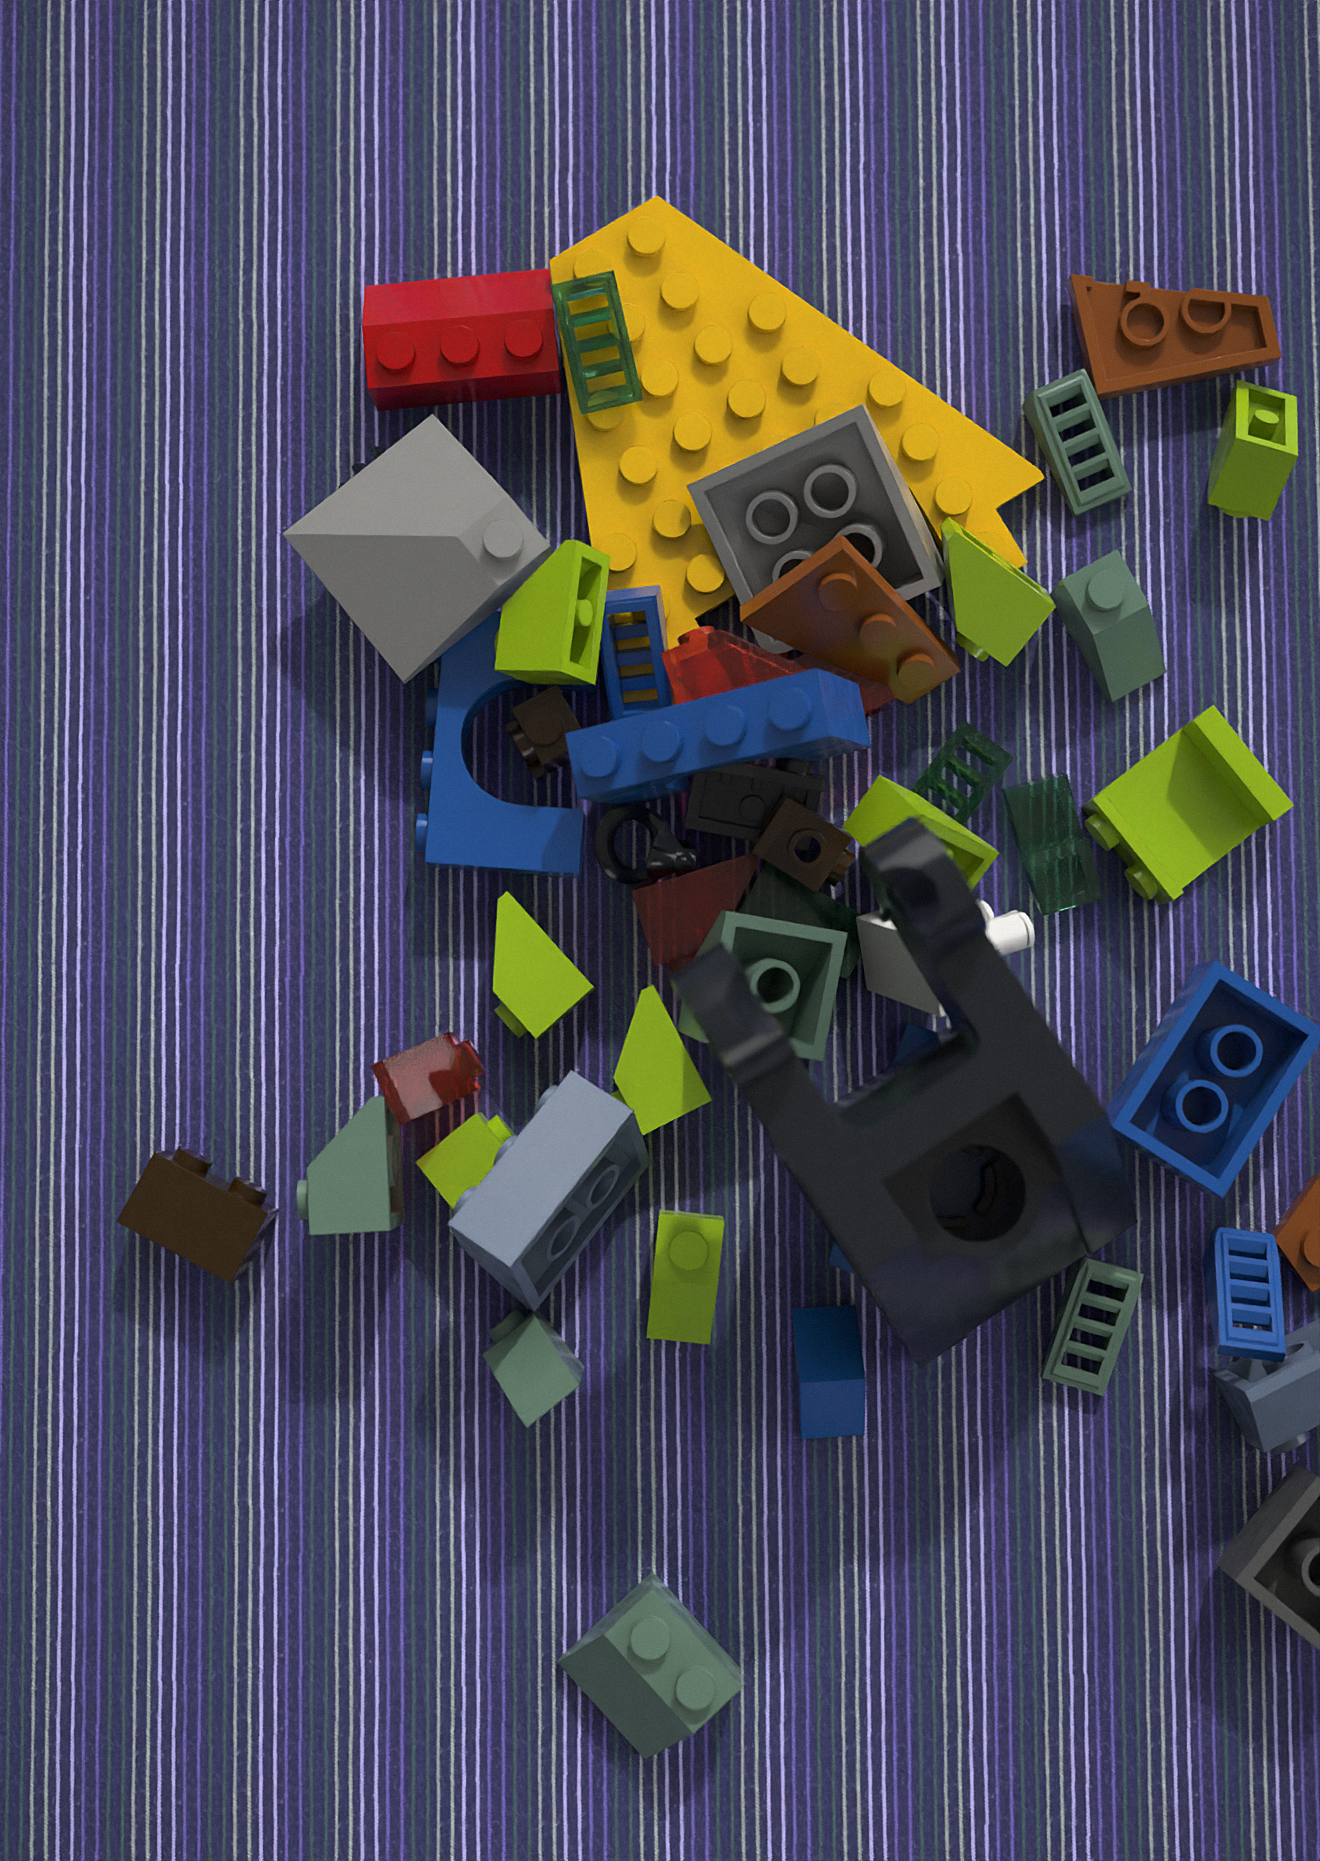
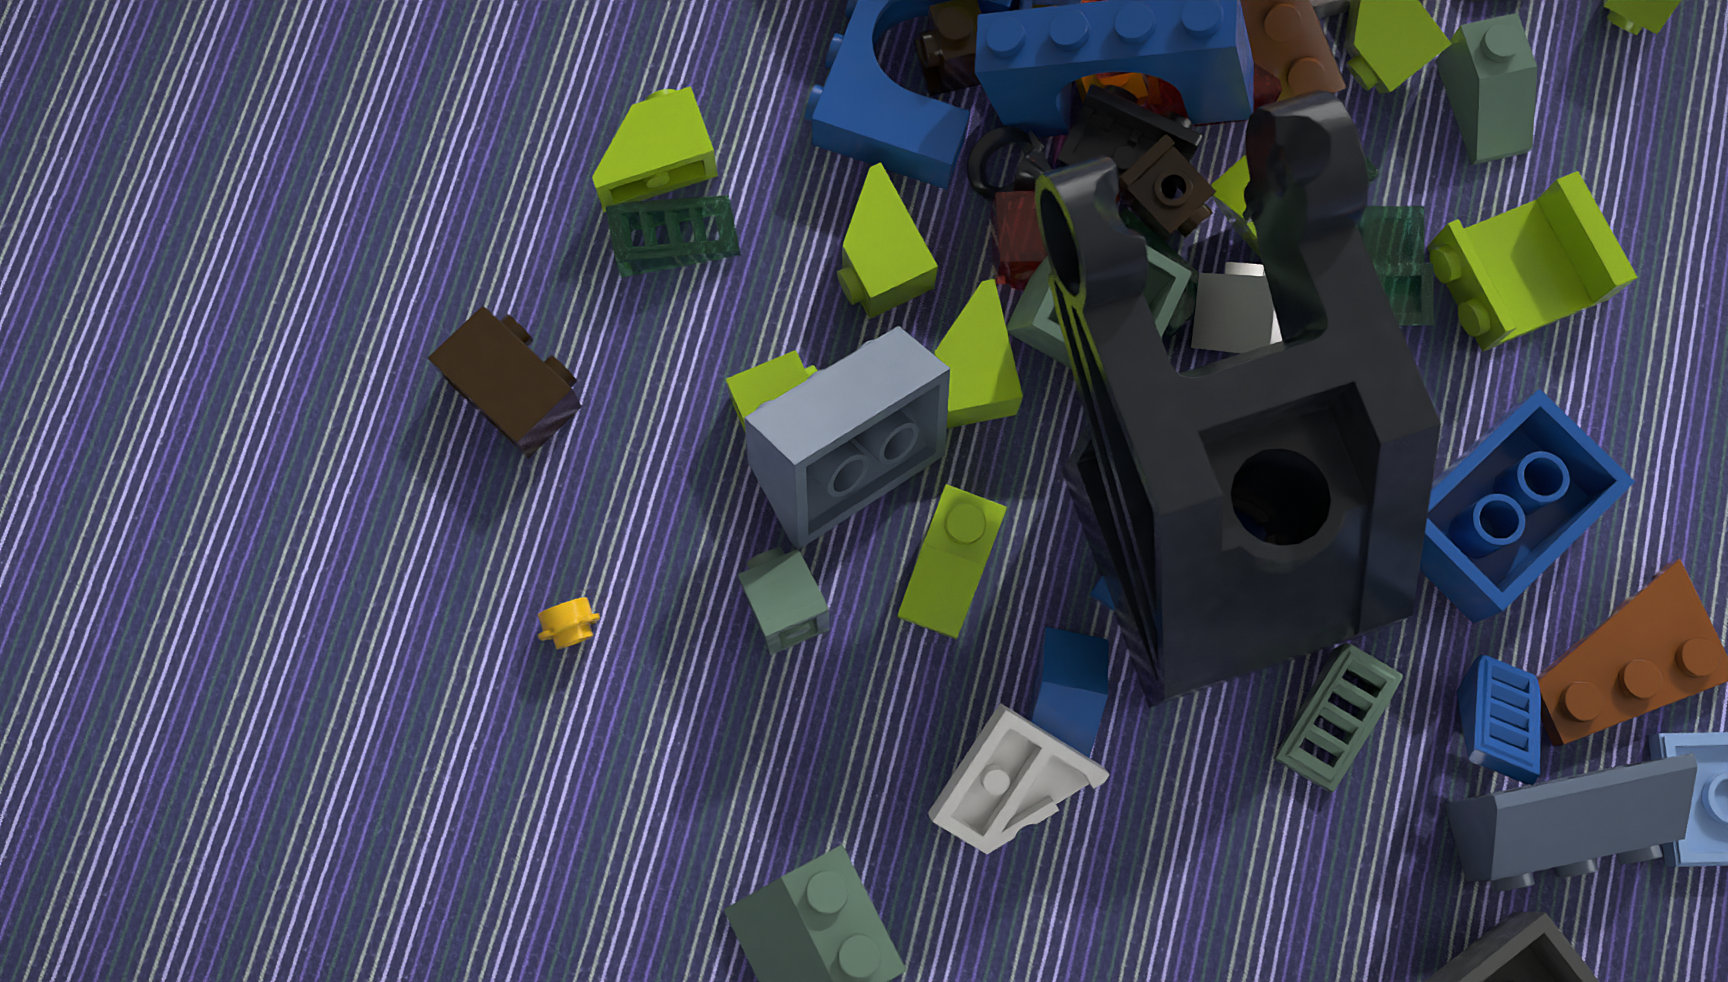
camera: 10 degrees right, 10 degrees down
(267, 1033) = (652, 213): none -> clear green slope
(275, 927) = (656, 150): none -> lime slope
(332, 1435) = (568, 623): none -> yellow plate
(357, 1176) = (668, 372): sand green slope -> none
(429, 1077) = (760, 309): clear red slope -> none
(795, 1474) = (1010, 781): none -> white wing

